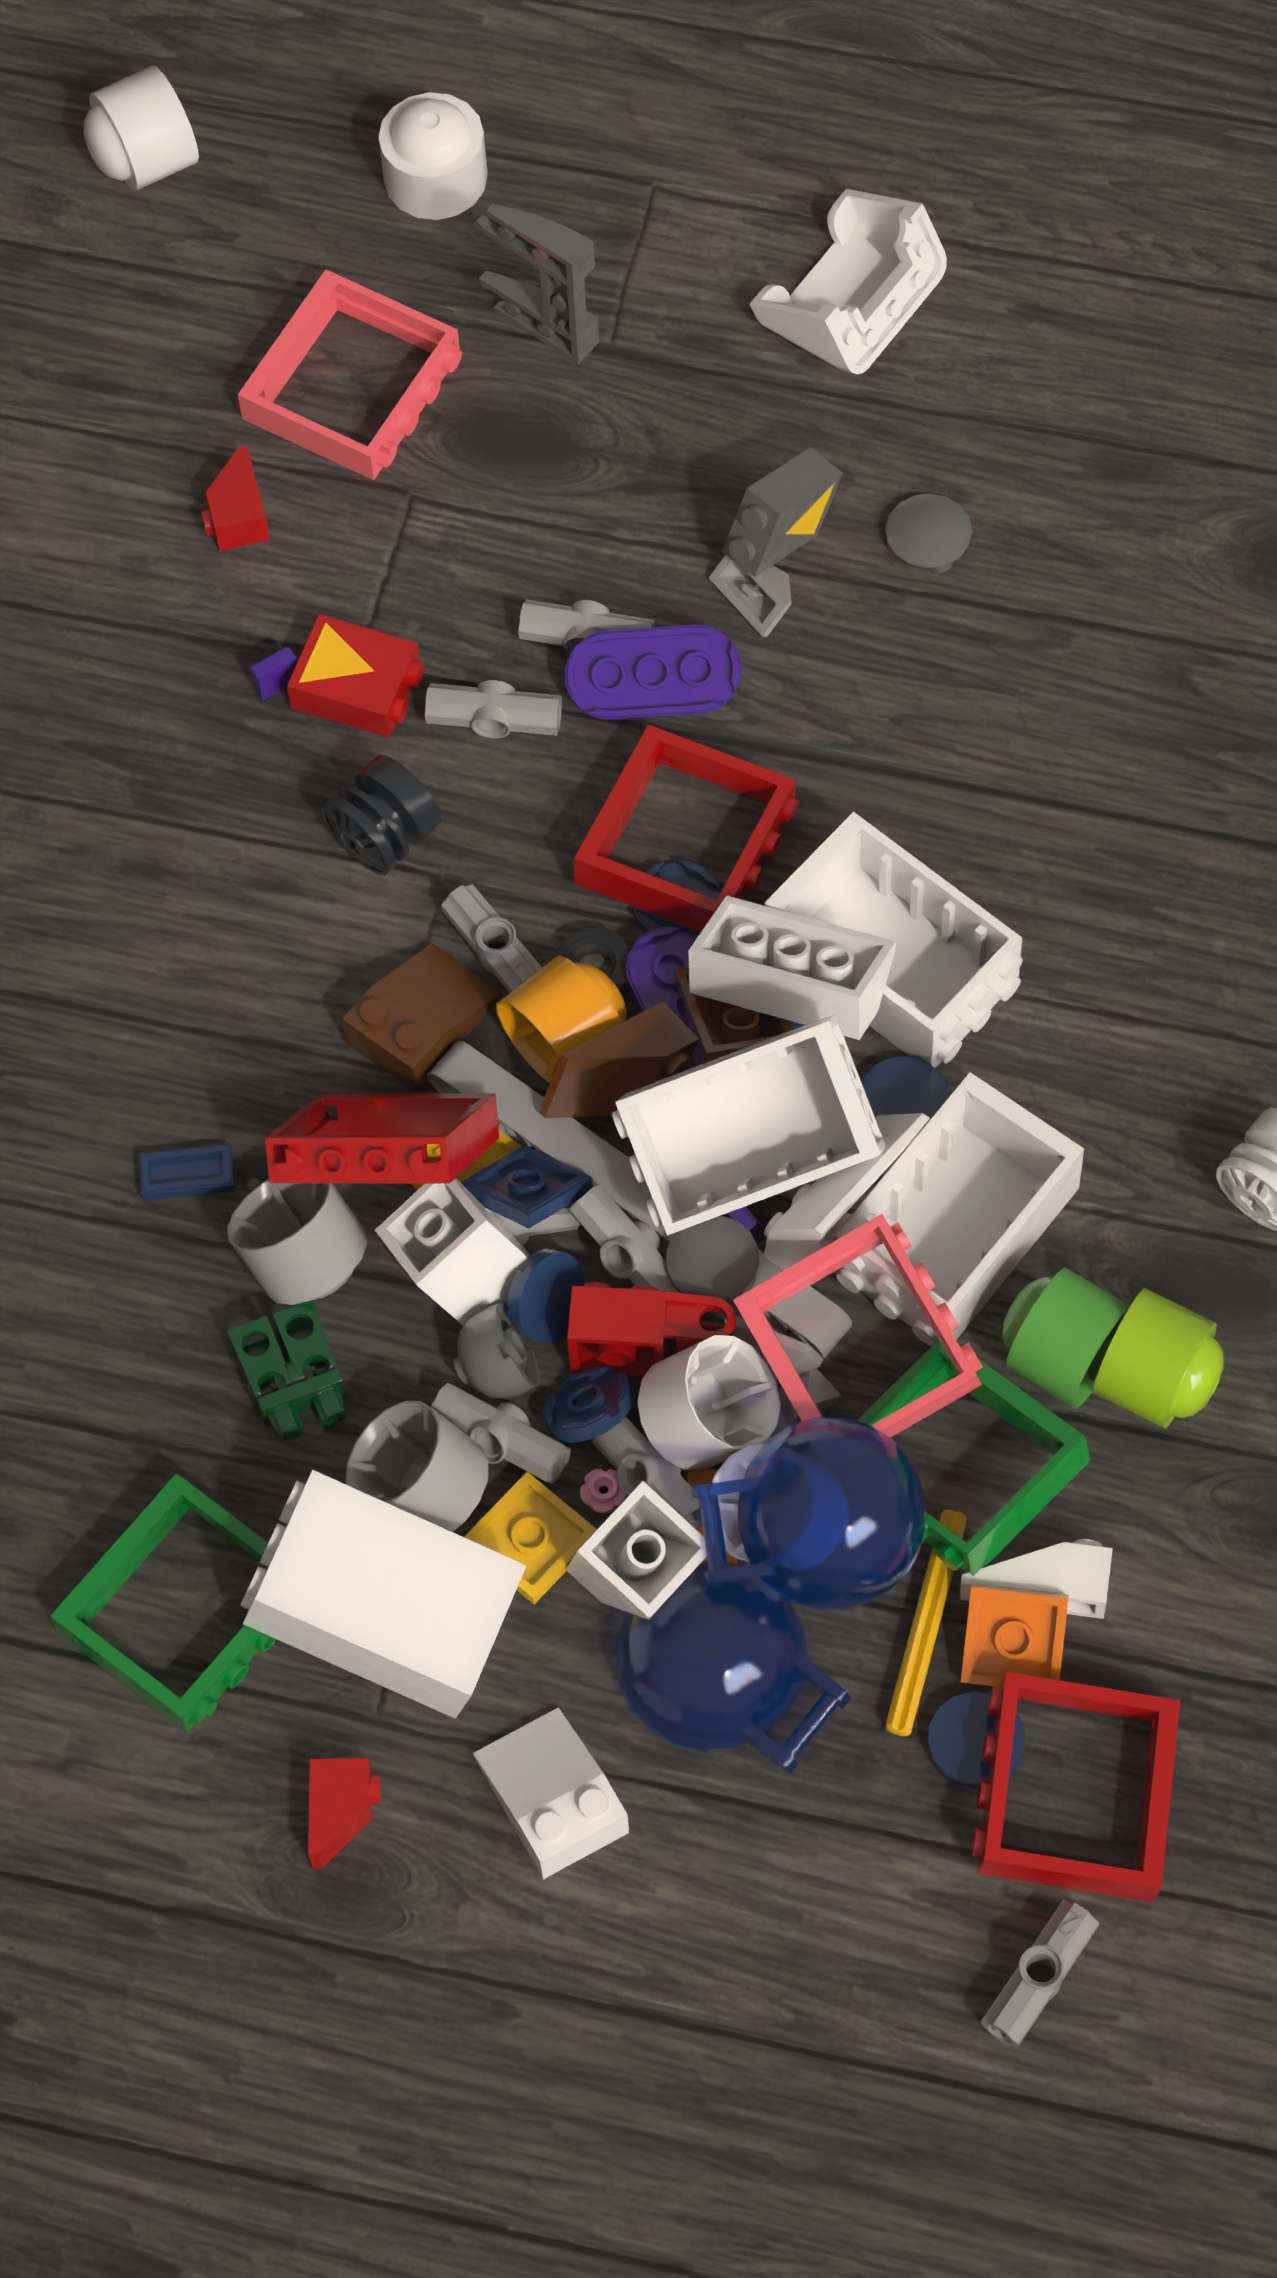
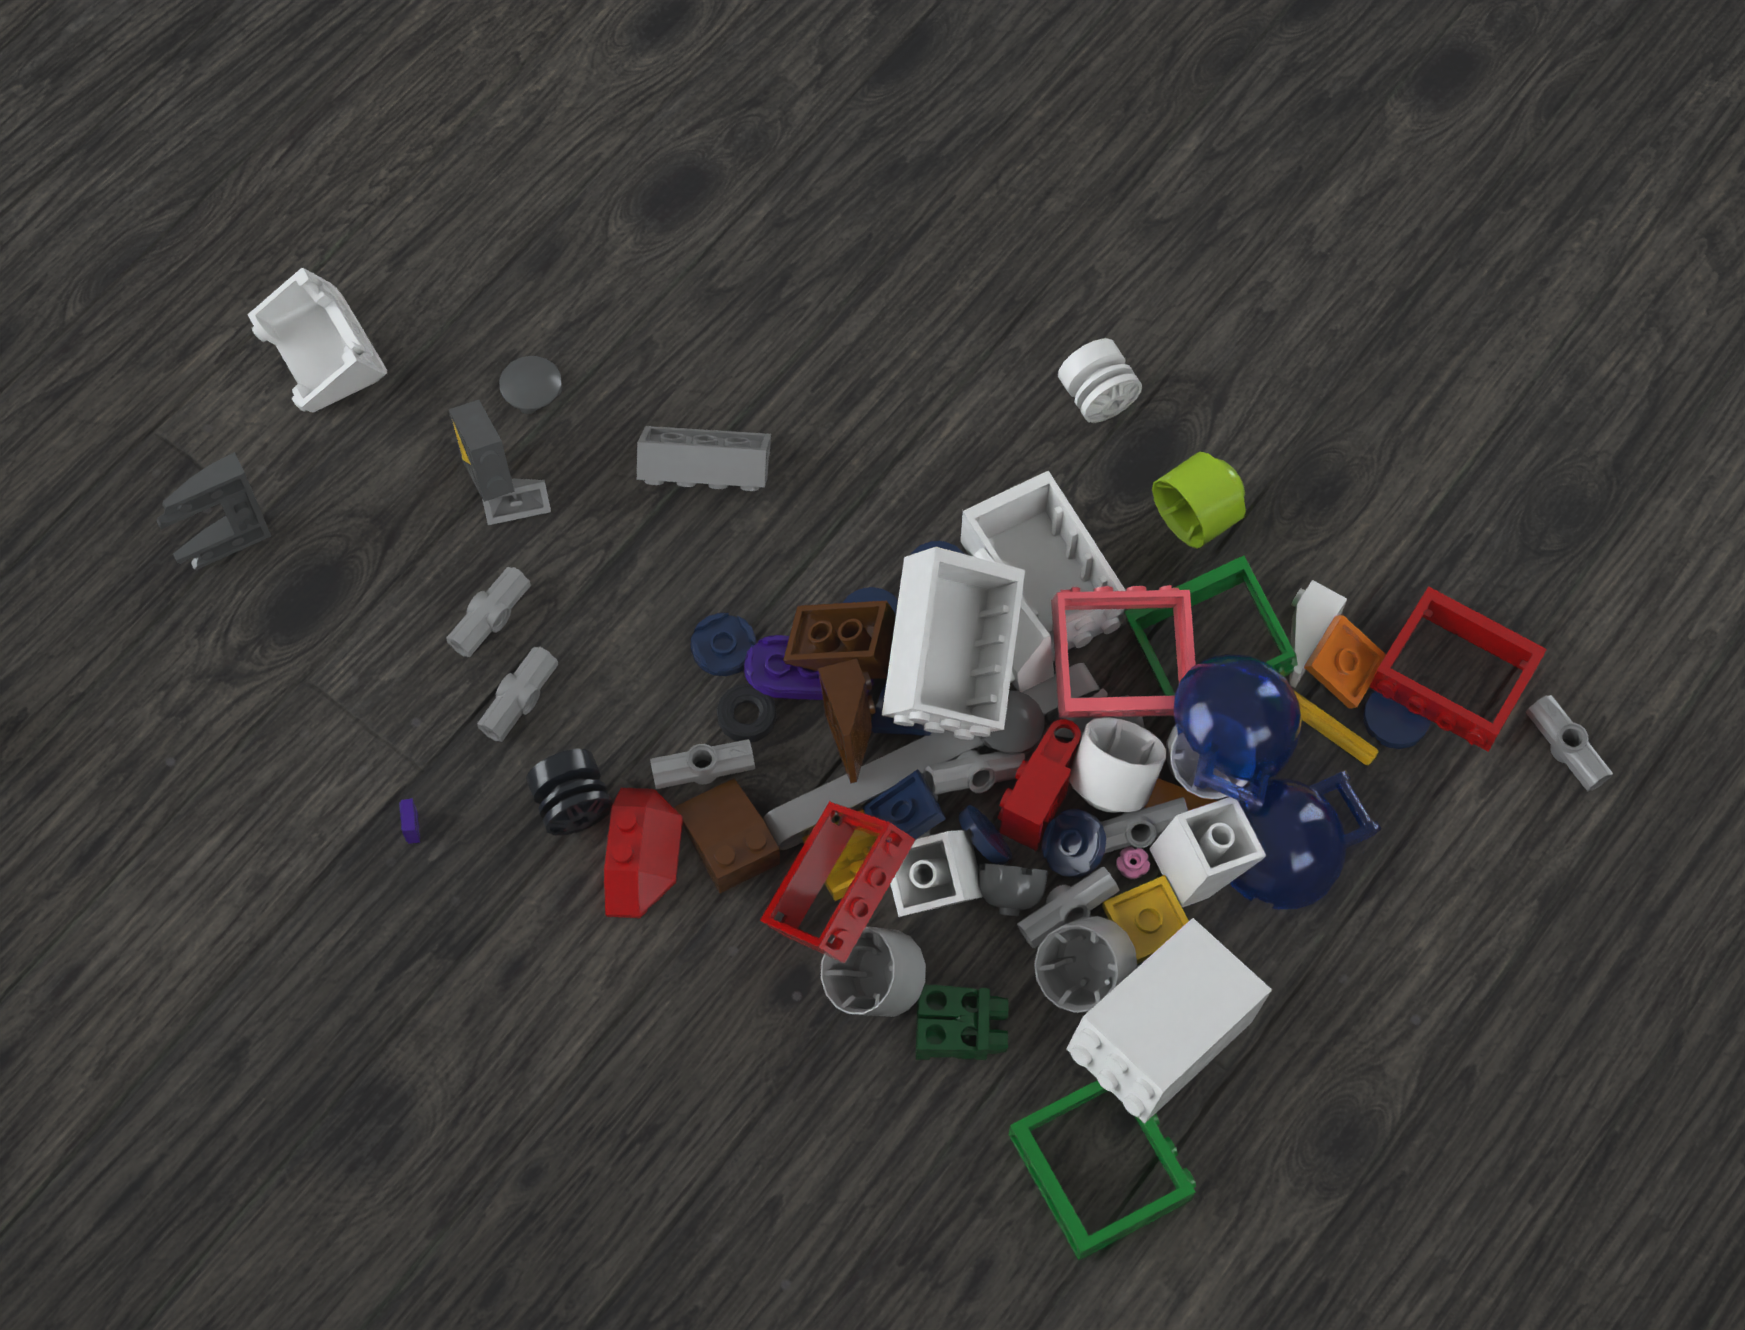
camera: 70 degrees left, 0 degrees up
(186, 1172) = (769, 1035): dark blue tile -> none
(235, 505) = (258, 791): red slope -> none
(296, 339) = (170, 630): coral window -> none
(339, 1804) = (1292, 1118): red slope -> none
(353, 925) = (640, 852): none -> red wedge
(355, 676) = (442, 769): red brick -> none
(433, 156) = (54, 550): white piece -> none
(553, 1792) = (1334, 979): white slope -> none
(558, 1011) = (793, 740): light orange piece -> none
(653, 672) = (547, 584): dark purple tile -> none
(655, 895) = (683, 678): red window -> none
(790, 966) = (836, 579): white slope -> none
(923, 763) = (703, 457): none -> light grey slope
(949, 950) = (832, 523): white container -> none
(1061, 1334) = (1162, 541): bright green piece -> none

